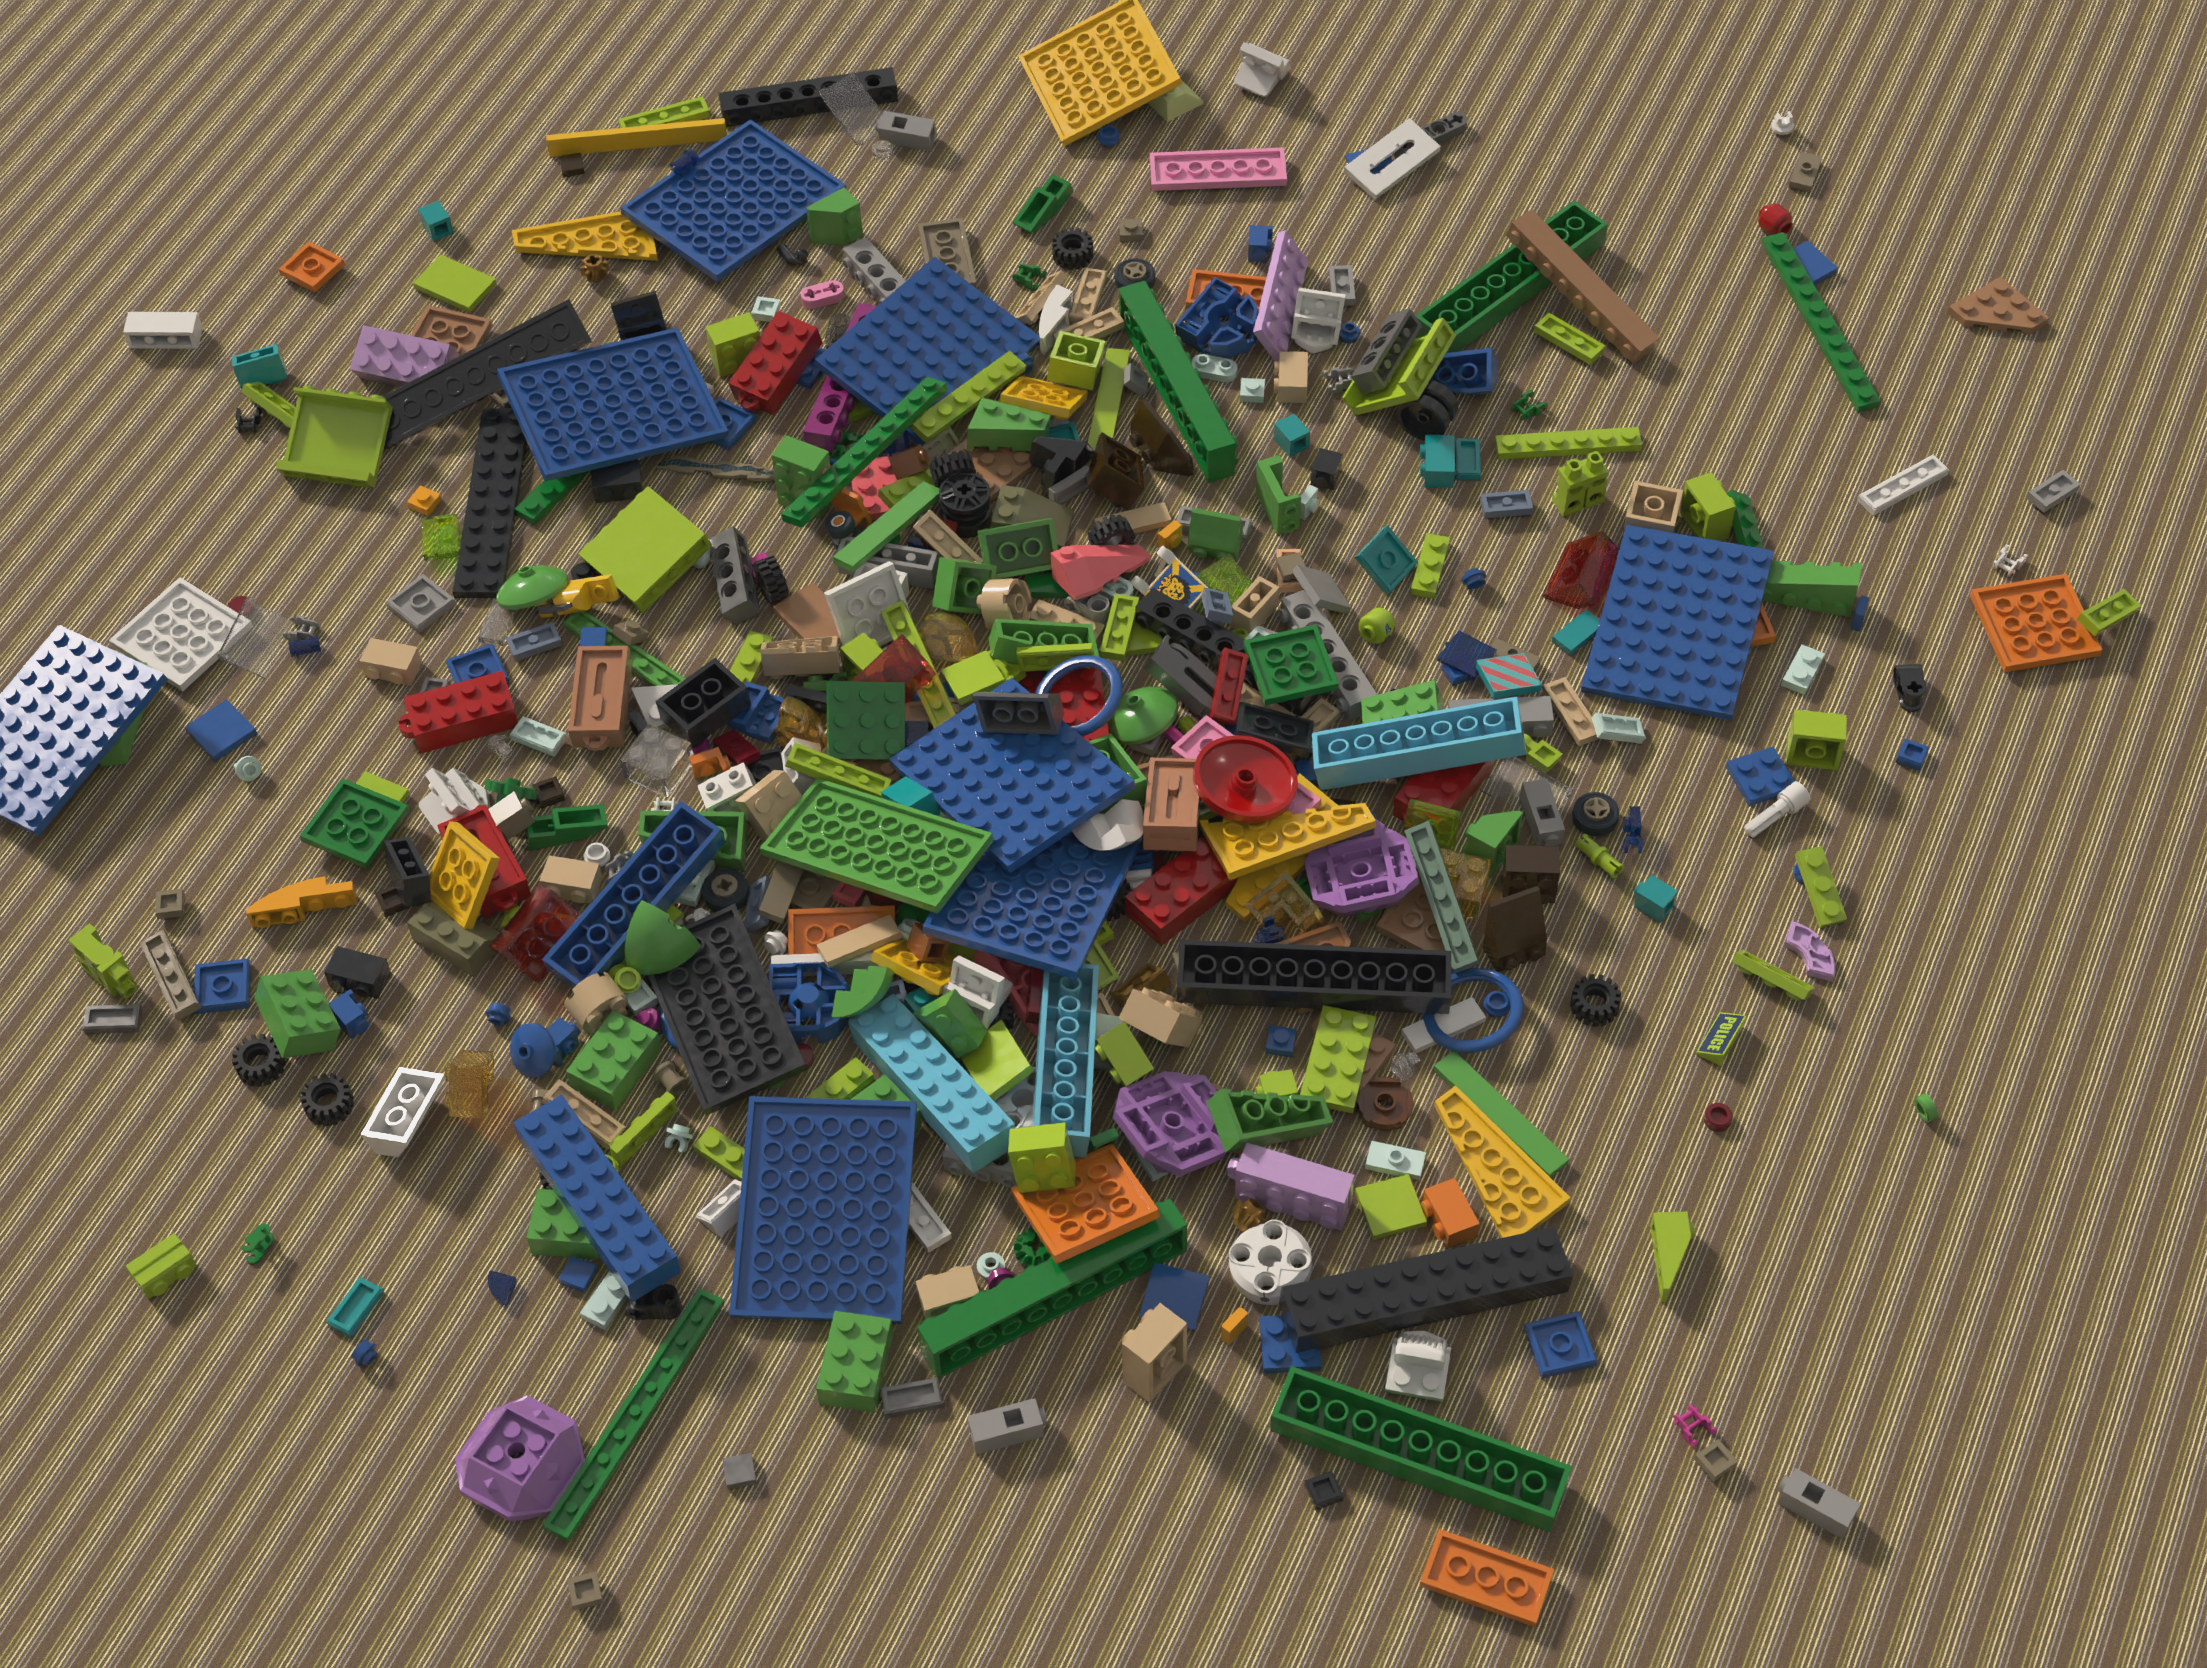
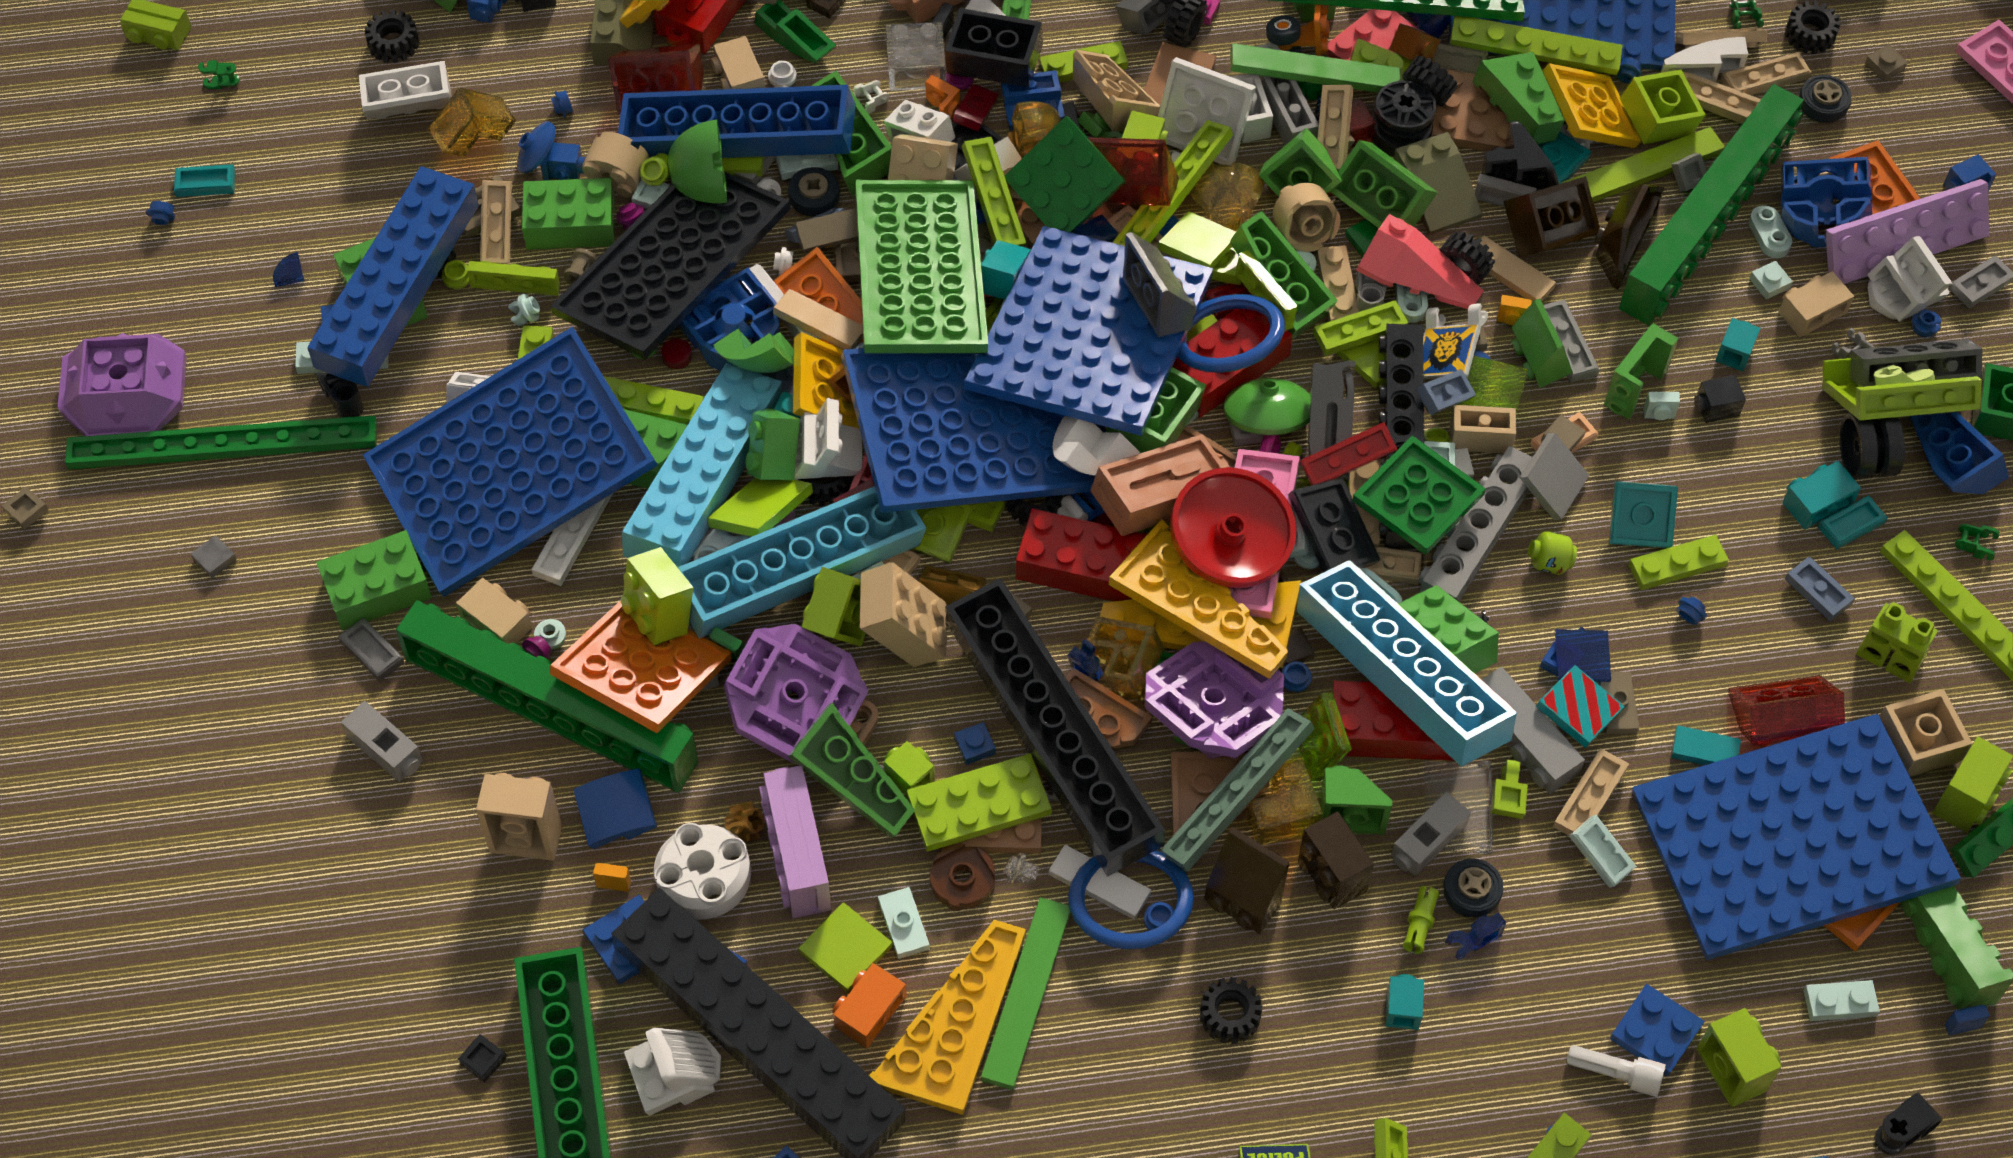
camera: 55 degrees right, 5 degrees up
(1397, 365) = (1894, 374): none -> yellowish green piece

